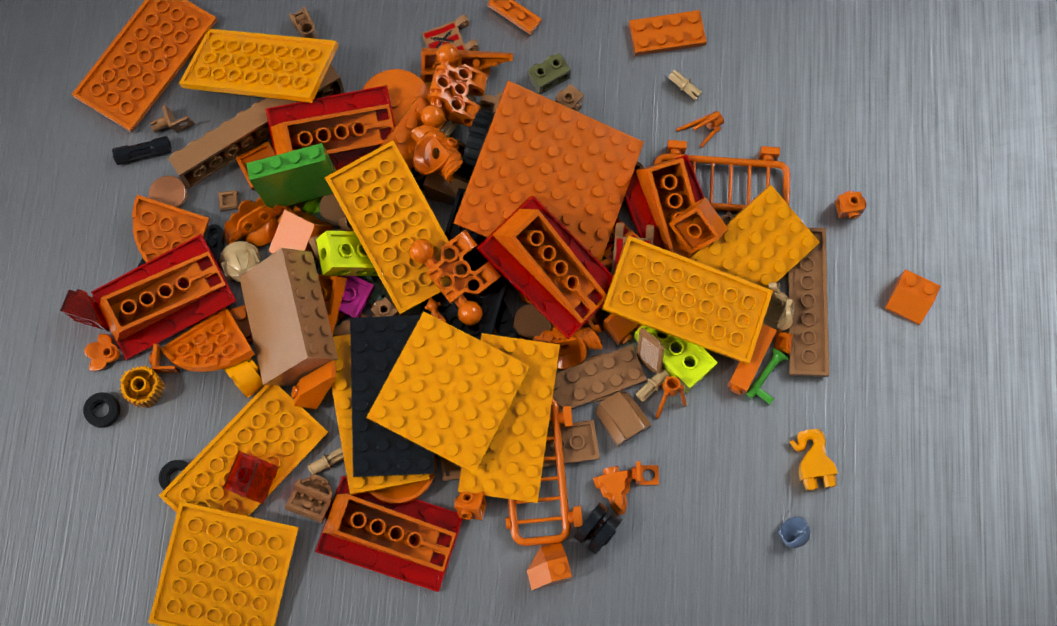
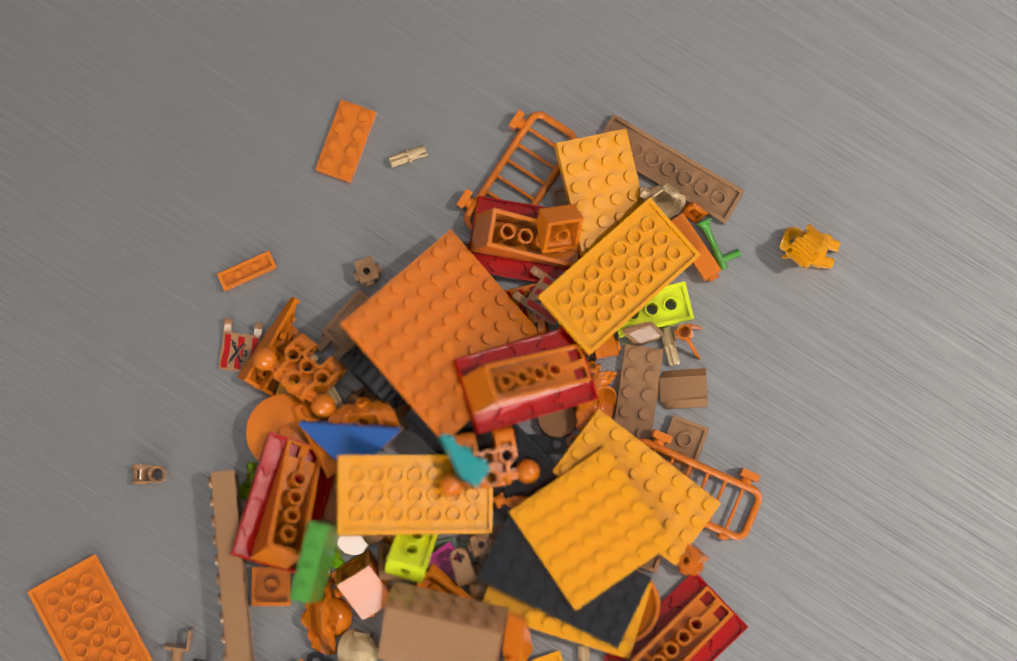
camera: 60 degrees left, 10 degrees up
(228, 200) = (288, 632): medium nougat tile -> none
(259, 65) = (177, 538): light orange plate -> none
(354, 305) = (464, 570): none -> medium nougat piece
(416, 147) = (349, 437): none -> blue tile
(443, 249) = (467, 466): none -> teal slope
(549, 73) = (327, 273): olive brick -> none
(549, 567) = (778, 522): orange slope -> none
(596, 527) = (770, 464): black wheel -> none
(615, 486) = (740, 429): orange rock -> none
(637, 474) = (739, 403): orange bracket -> none
(711, 121) = (457, 151): orange plant -> none
(795, 532) = (860, 300): sand blue hair -> none
(814, 452) = (806, 246): none -> light orange brick
(850, 205) = (605, 85): orange brick -> none
(912, 296) = (715, 77): orange slope -> none

